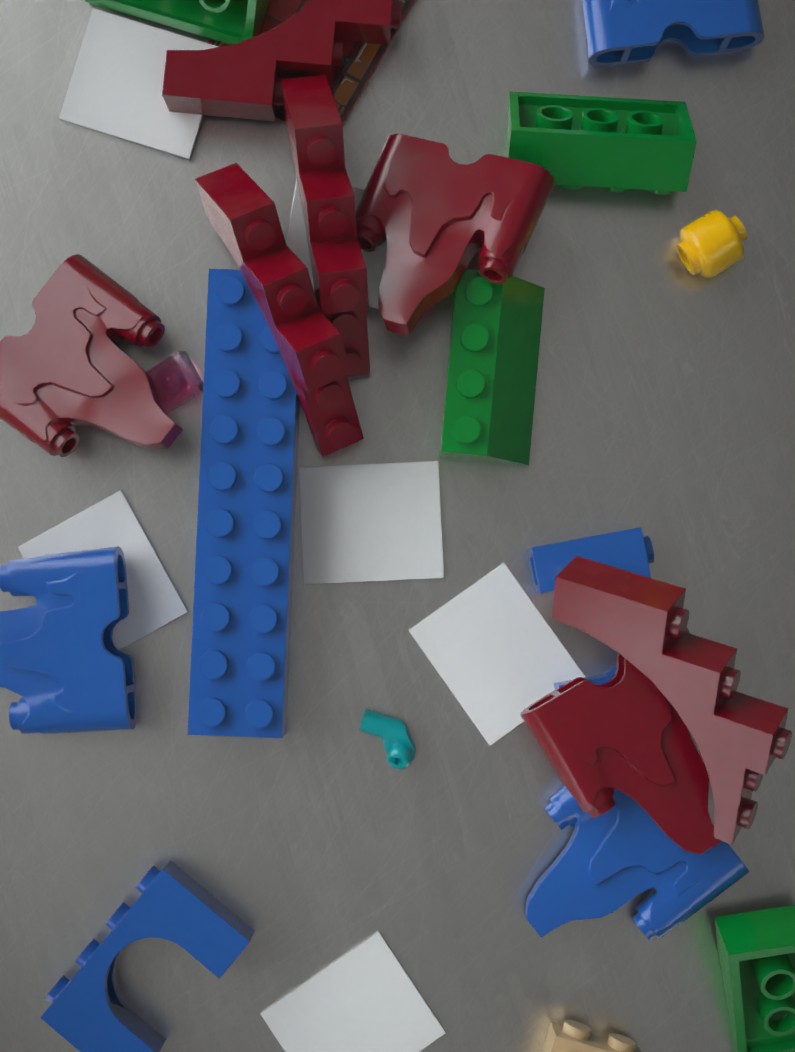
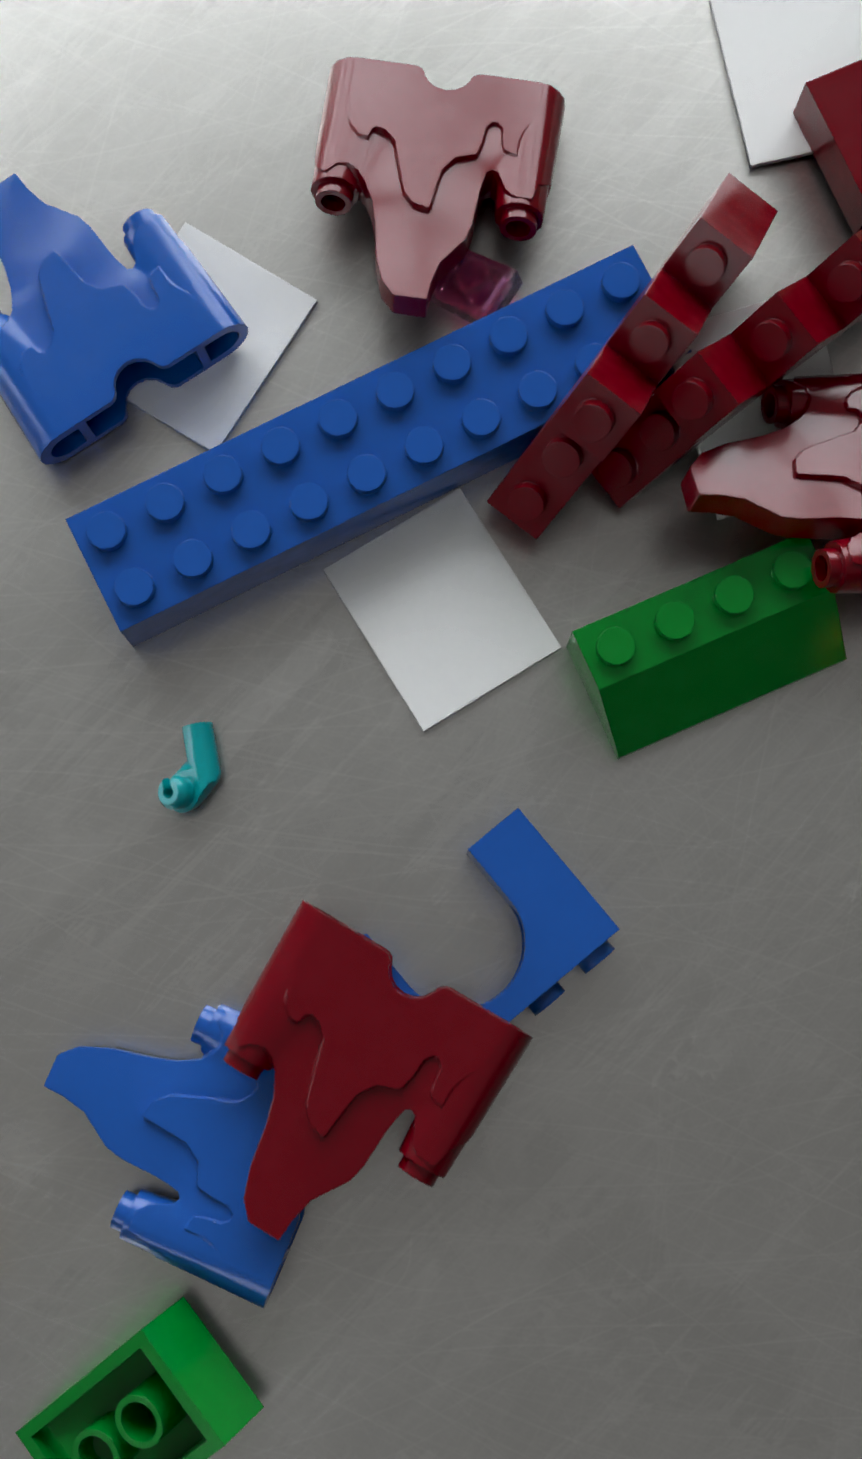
camera: 65 degrees right, 5 degrees down
(494, 652) = (368, 841): white piece -> none
(696, 675) = (424, 1164): dark red arch -> none

